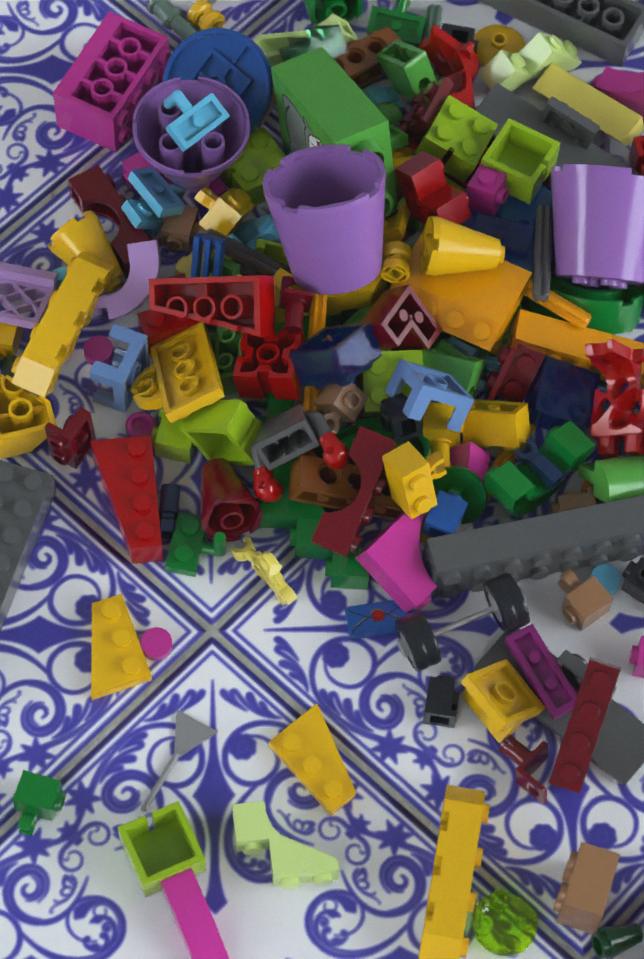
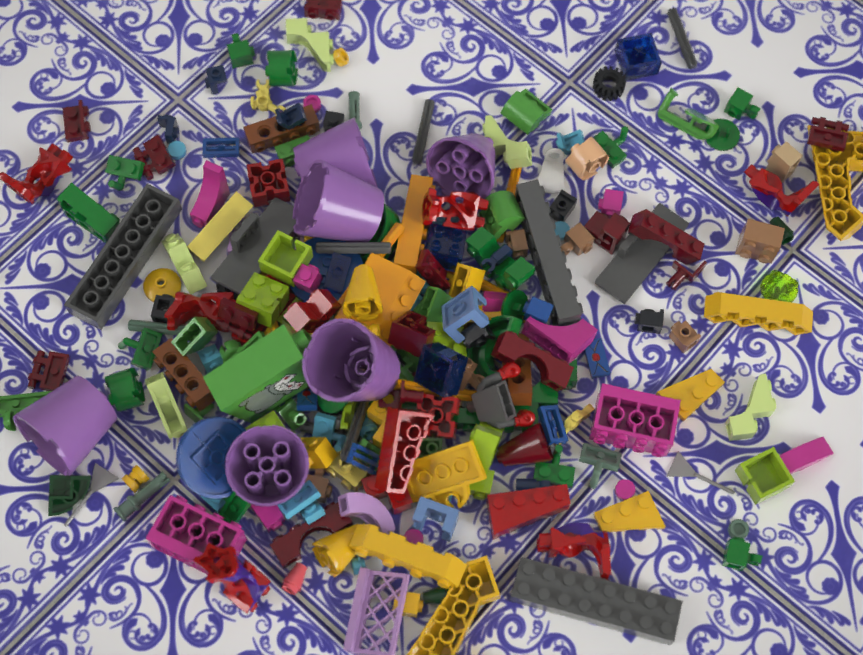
camera: 90 degrees left, 5 degrees up
(46, 135) = (234, 576): none -> red hips
(52, 202) = (293, 581): none -> coral cone
(73, 441) = (490, 544): dark red bracket -> none
(74, 552) = (574, 539): none -> red hips
(81, 809) = (738, 528): none -> sand green tile
(139, 424) = (470, 509): dark pink tile -> none
(196, 119) = (269, 457): medium azure plate -> none
(207, 606) = (599, 458): none -> sand green plate
(232, 536) = (549, 424): none -> blue tile
(261, 653) = (634, 420): none -> dark pink brick
(327, 36) = (182, 392): clear green hips -> none
(410, 763) = (682, 341): none -> medium nougat brick
(411, 478) = (529, 321): yellow brick -> none
(500, 698) = (648, 285): yellow bracket -> none
(505, 602) = (616, 330): black axle -> none
(542, 671) = (628, 263): magenta plate -> none
(604, 637) = (607, 231): none -> dark red brick

